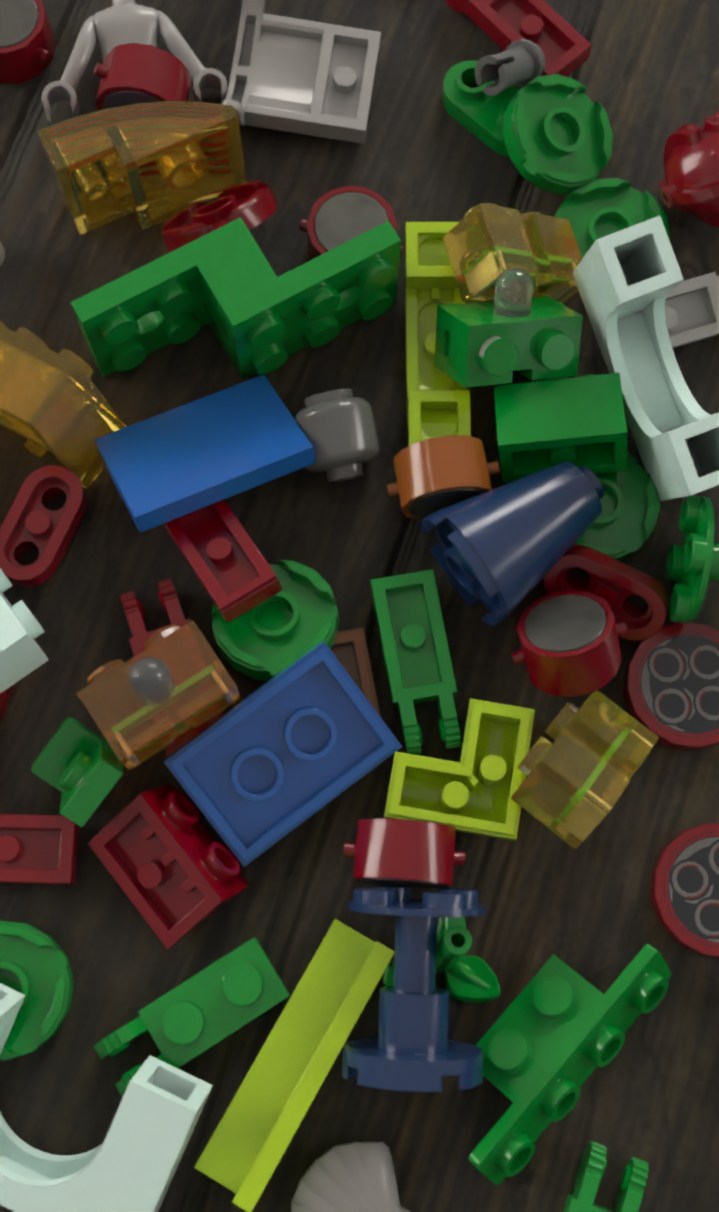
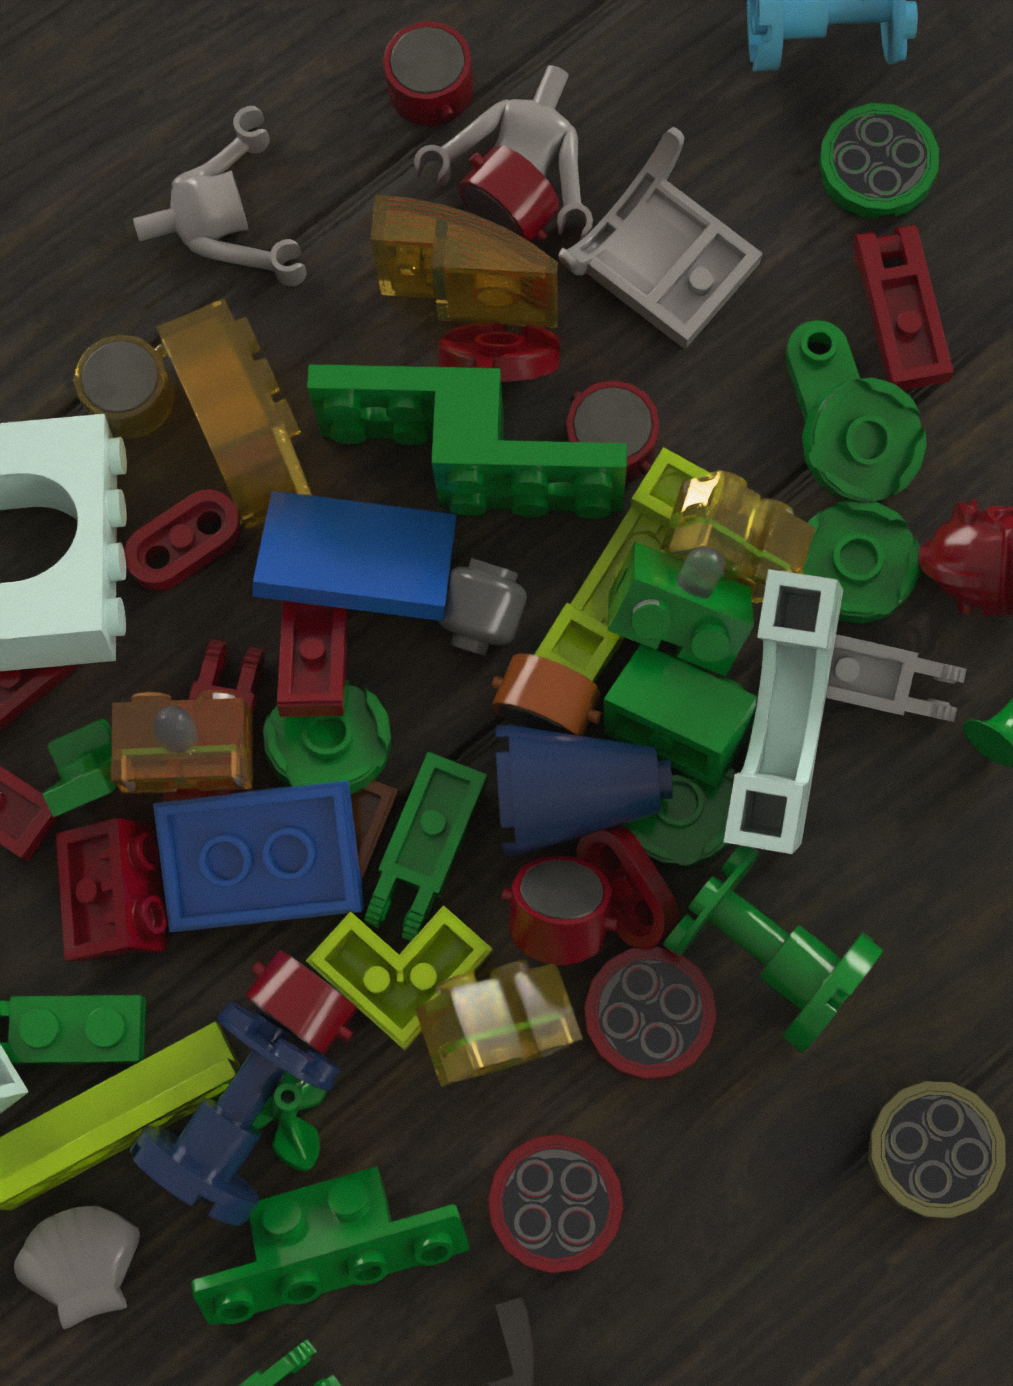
camera: 40 degrees right, 0 degrees up
(513, 67) = (865, 355): dark grey pin -> none

